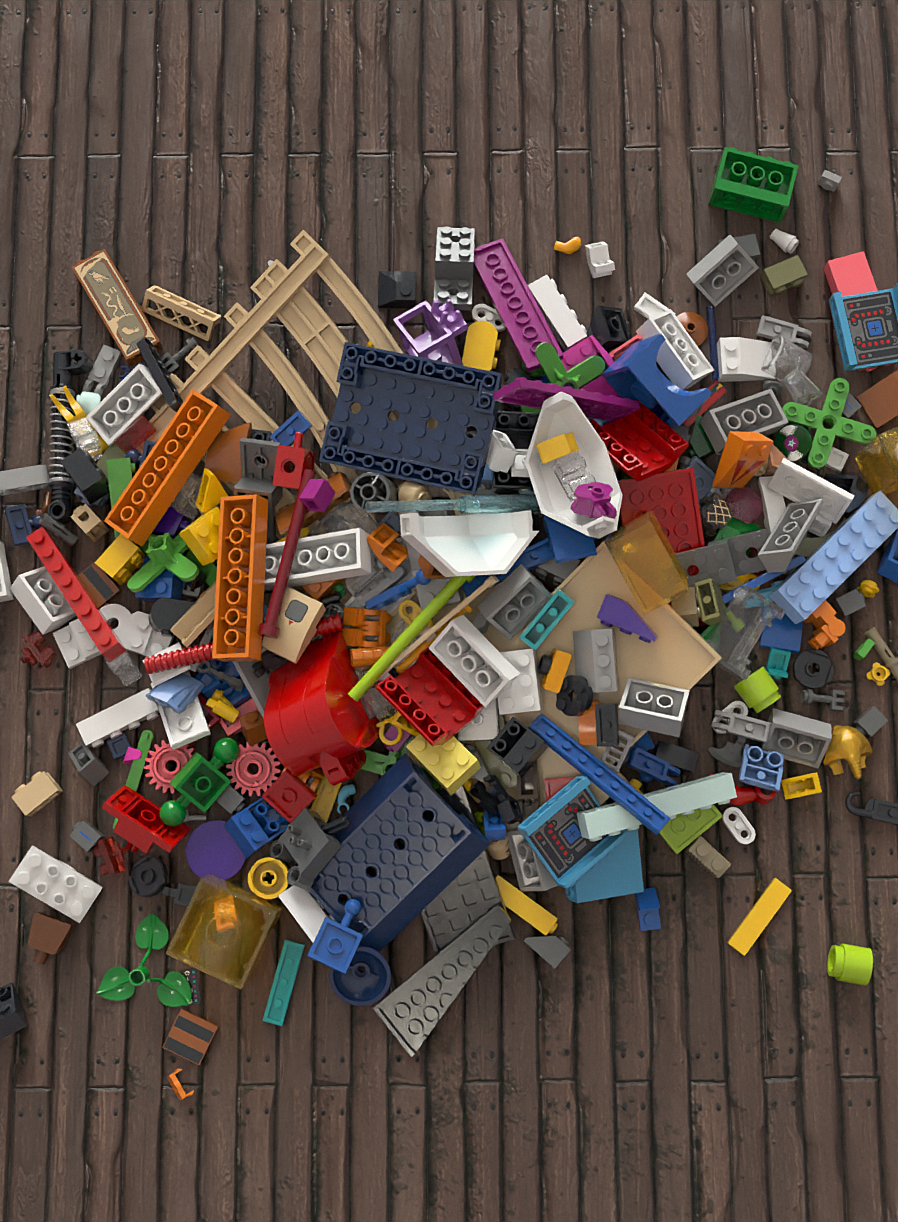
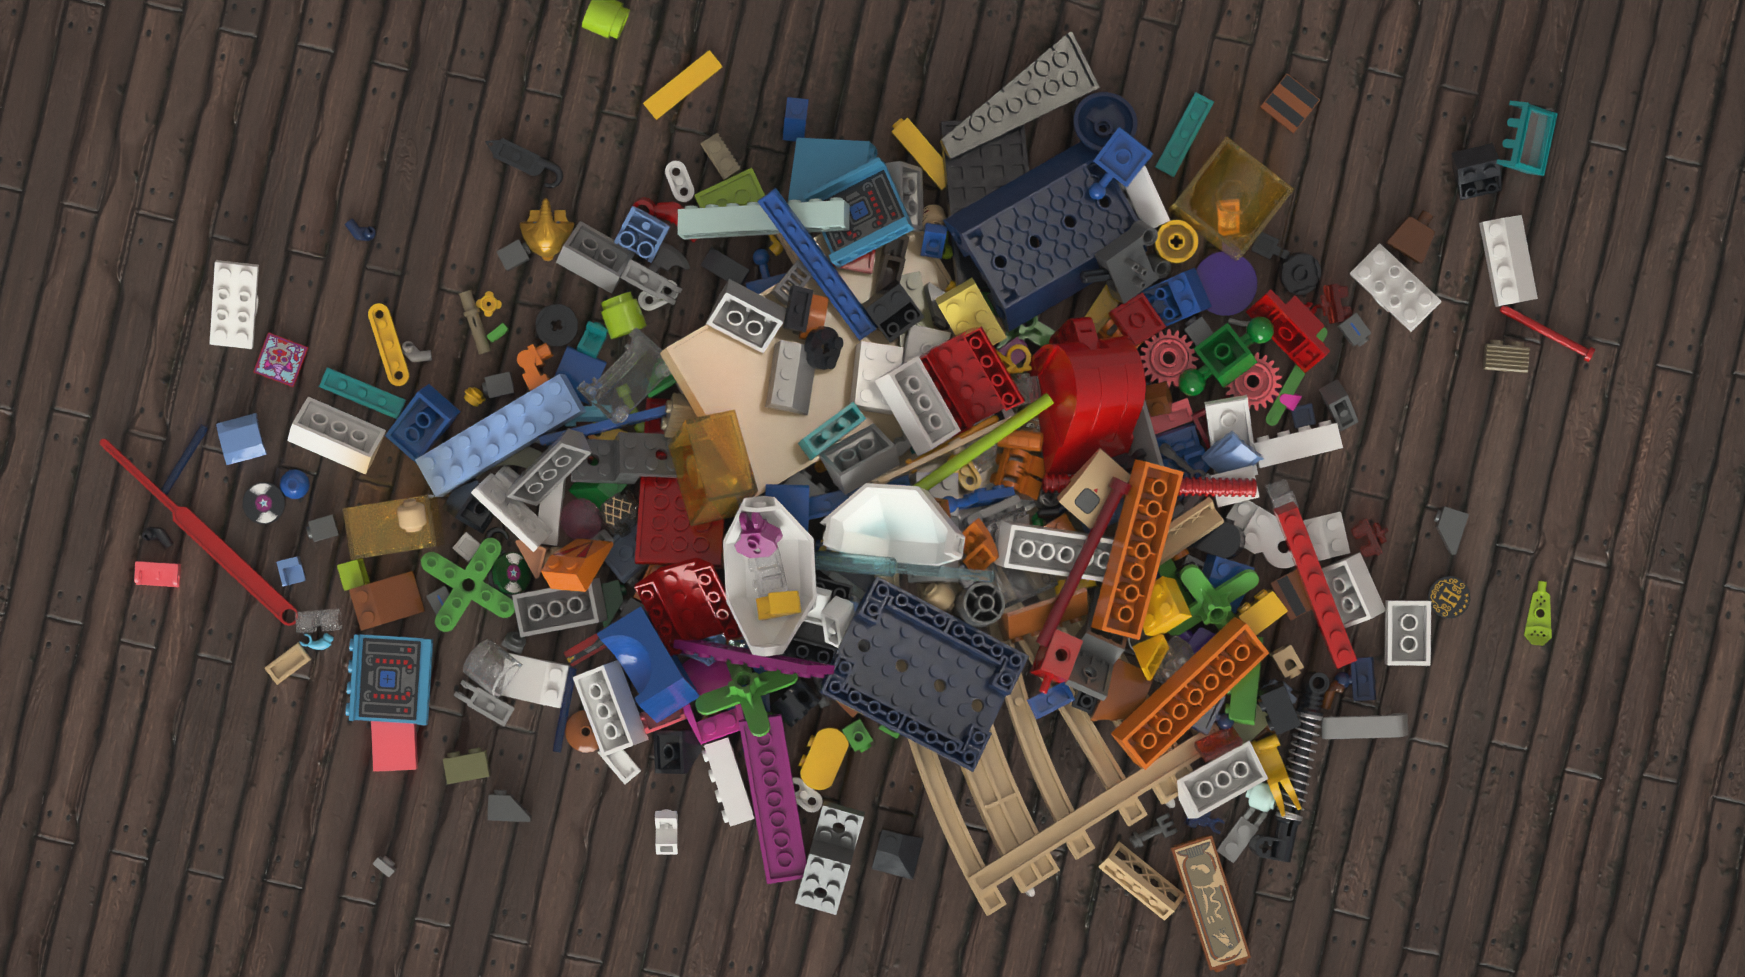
camera: 160 degrees left, 10 degrees up
(36, 793) = (1397, 386): tan brick -> none
(58, 529) = (1329, 670): dark grey pin -> none
(85, 437) = (1272, 753): clear tile -> none
(120, 985) = (1352, 170): green plant -> none
(160, 374) = (1177, 803): black beam -> none
(176, 1086) = (1312, 57): orange piece -> none
(192, 977) = (1280, 152): black sticker -> none
(222, 706) = (1186, 430): yellow plant -> none
(317, 495) = (1038, 615): magenta brick -> none
(343, 794) = (1081, 310): medium azure arm -> none
(439, 340) = (875, 772): medium lavender piece -> none
(487, 800) = (933, 265): black plate -> none
(507, 805) = (917, 254): black piece -> none
(544, 664) = (844, 387): black tile -> none
(549, 948) = (906, 104): dark grey slope -> none
(557, 671) = (835, 378): light orange slope -> none
(569, 247) = (695, 857): light orange arm -> none
(620, 613) = (754, 415): dark purple slope -> none
(652, 766) = (754, 262): blue hinge -> none
(710, 602) = (653, 414): olive brick -> none
(722, 270) = (536, 785): light grey slope -> none
(753, 184) = (482, 866): green brick -> none
(784, 240) = (453, 807): white cone -> none
(801, 388) = (485, 631): clear slope -> none
(801, 786) = (604, 206): yellow slope -> none
(807, 697) = (569, 297): dark grey hinge -> none

